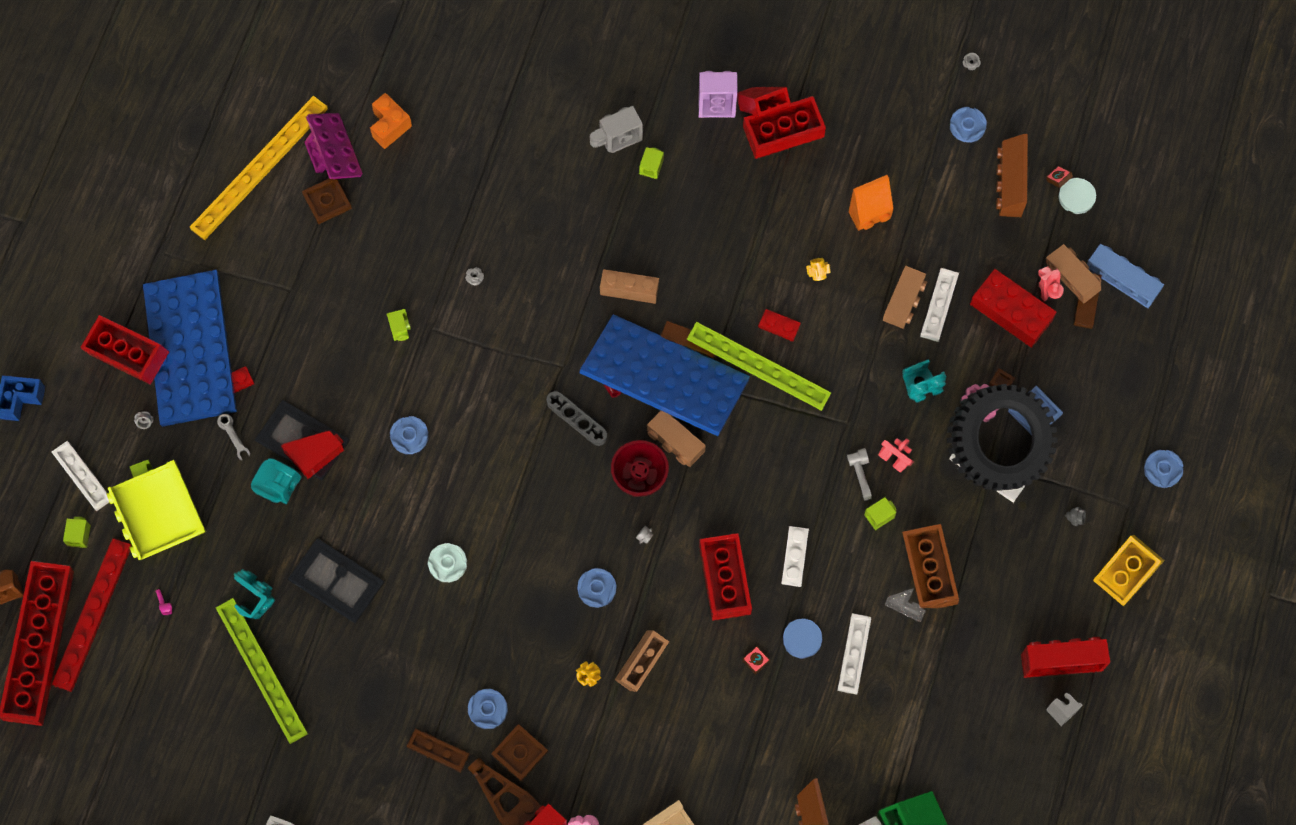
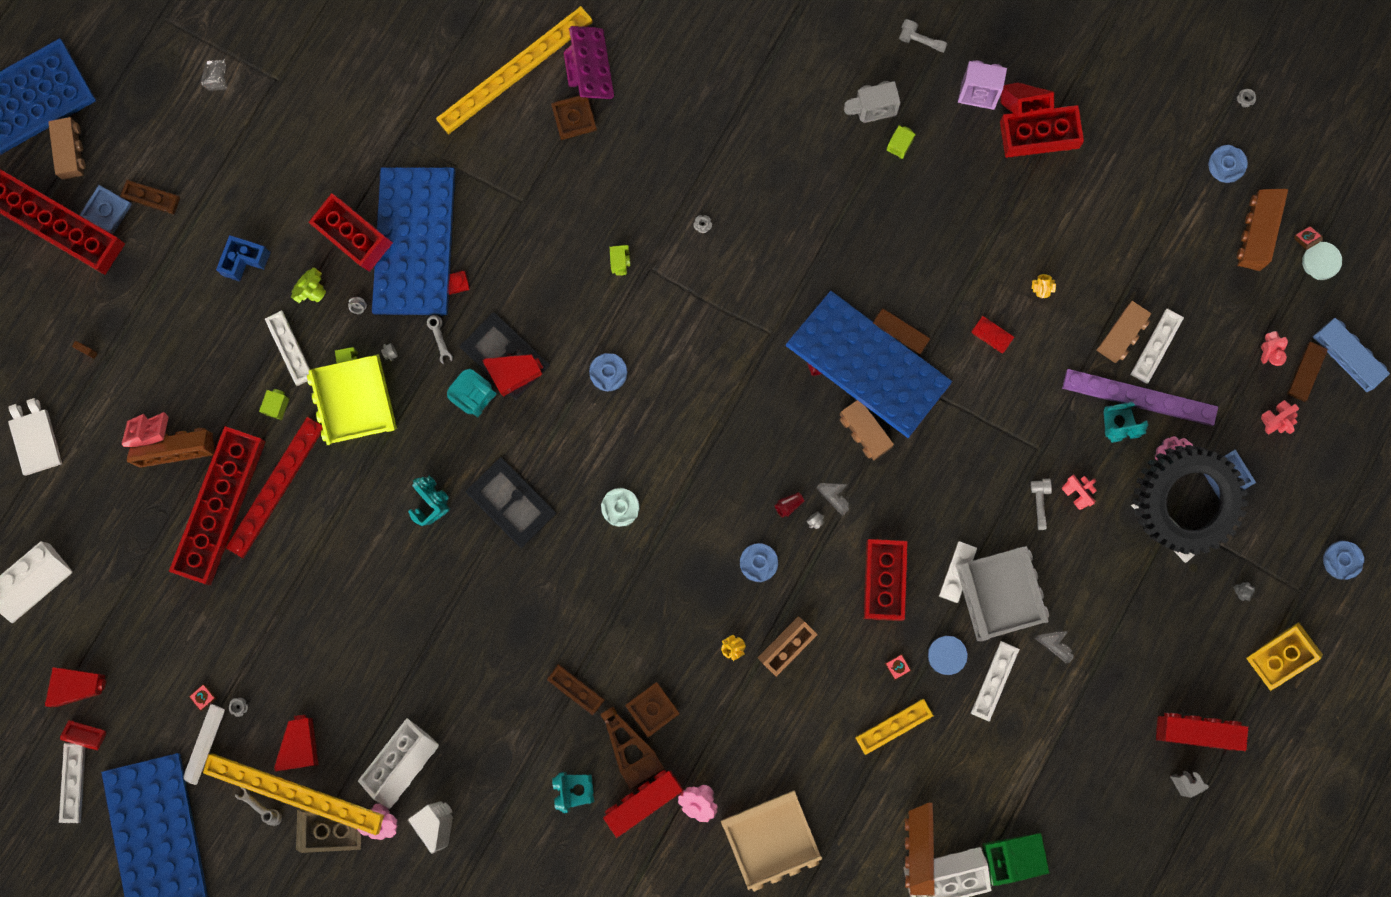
camera: 20 degrees right, 10 degrees up
(91, 411) = (309, 287): none -> lime plant
(165, 608) = (344, 496): dark pink hand -> none
(184, 459) = (389, 352): none -> light grey plate
(262, 671) = (424, 578): lime plate -> none
(392, 121) = (653, 48): orange brick -> none
(487, 709) = (630, 659): medium blue tile -> none
(576, 418) = (776, 387): dark grey beam -> none
(614, 525) = (788, 504): none -> dark red cone
(629, 286) = (852, 265): medium nougat brick -> none
(634, 460) = (820, 445): dark red piece -> none
(638, 61) = (909, 32): none -> light grey brick
(654, 504) = (830, 492): none -> clear slope
(759, 366) = (963, 374): lime plate -> none
(764, 719) = (894, 726): none -> yellow tile
(842, 566) = (1002, 593): none -> light grey panel
(871, 203) = (1112, 230): orange slope -> none
(880, 513) = (1051, 547): lime brick -> none
(931, 567) = (1089, 613): dark orange slope -> none
(937, 355) = (1141, 397): none -> medium lavender plate
(1001, 377) = (1201, 437): reddish brown tile -> none
(1013, 308) = (1230, 366): red brick -> none
(1074, 273) = (1301, 342): medium nougat brick -> none
(1074, 349) = (1283, 421): none -> coral hips

